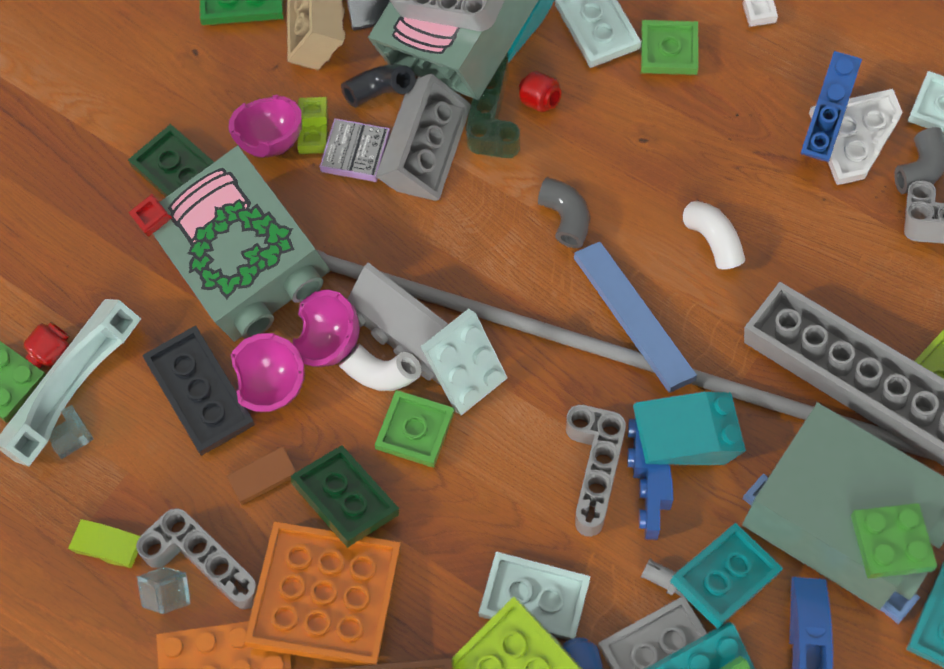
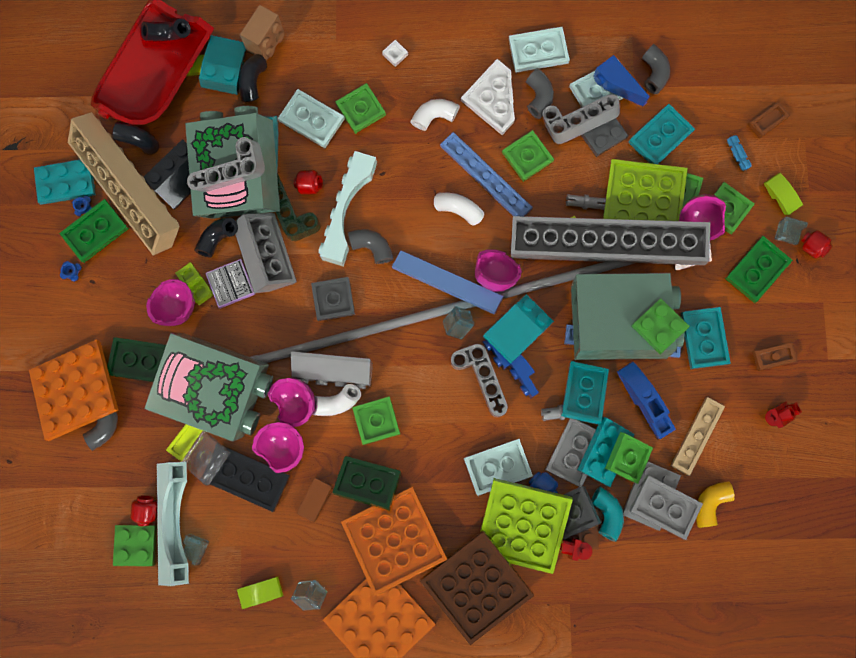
camera: 35 degrees left, 15 degrees up
(76, 152) = (73, 390): none -> orange plate
(81, 217) = (101, 432): none -> dark grey cylinder
(150, 215) = (150, 405): red tile -> none
(161, 298) = (183, 441): none -> neon yellow tile
(168, 331) = (205, 457): none -> clear tile
(179, 17) = (66, 267): none -> blue plate
(205, 561) = (320, 567): light grey beam -> none
(464, 361) = (380, 370): light aqua plate -> none
(469, 246) = (333, 299): none -> dark grey plate
(611, 120) = (359, 174): none -> light aqua arch
(613, 376) = (458, 322): none -> clear light blue panel
(710, 340) = (496, 270): none -> dark pink cylinder
(763, 100) = (434, 109): none -> white cylinder
(779, 219) = (485, 176): none -> medium blue tile
(831, 106) = (473, 93): blue slope -> none
(855, 229) = (527, 155): none -> bright green plate
(897, 332) = (585, 201): none -> light grey pin

